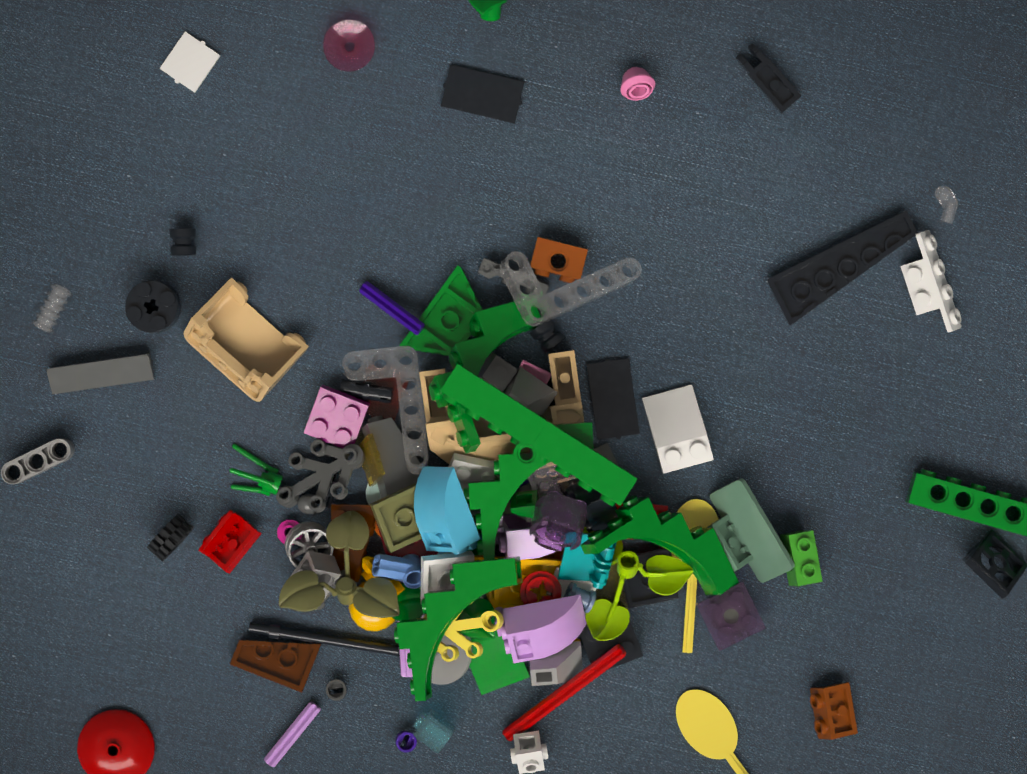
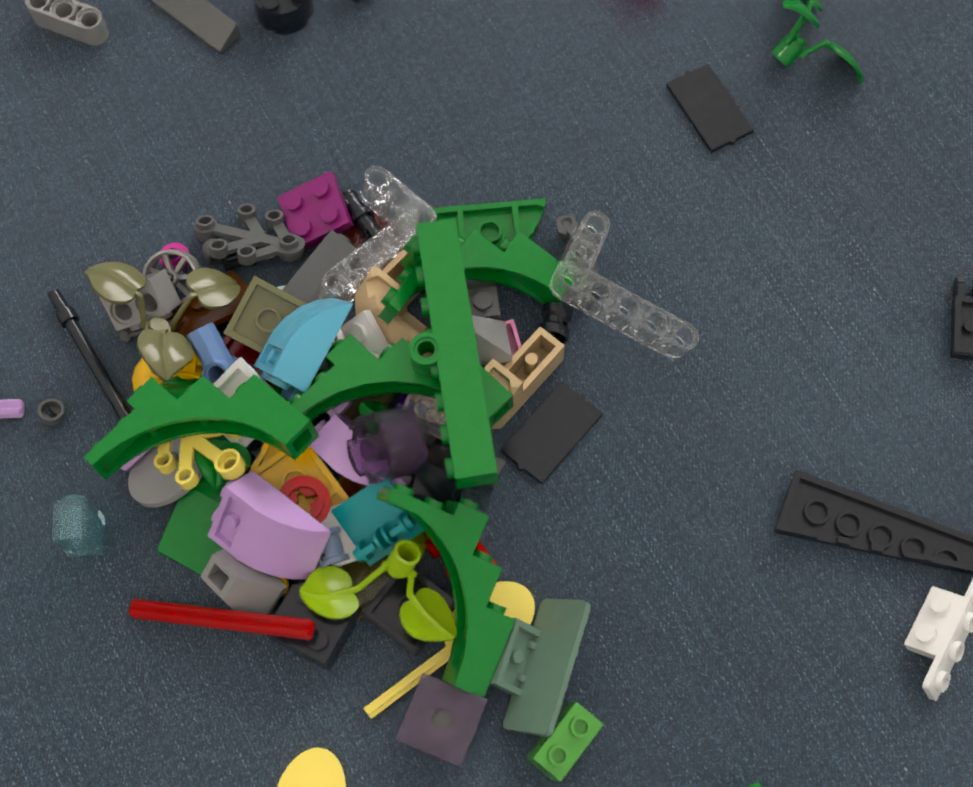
camera: 50 degrees right, 20 degrees down
(170, 537) = (82, 159): black tyre -> none
(229, 541) = (122, 211): red bracket -> none
(243, 341) = (316, 83): tan windscreen -> none
(268, 481) = (205, 200): green plant -> none
(277, 661) = (38, 342): reddish brown wing -> none
(372, 462) = (301, 261): clear yellow piece -> none
(391, 308) = (456, 177): dark purple axle -> none
(409, 744) = (44, 509): dark purple hinge -> none
(529, 752) = (130, 639): white brick -> none
(546, 249) = (632, 259): dark orange brick -> none
(637, 84) = (847, 213): bright pink cone -> none
(677, 429) = (577, 513): white slope -> none

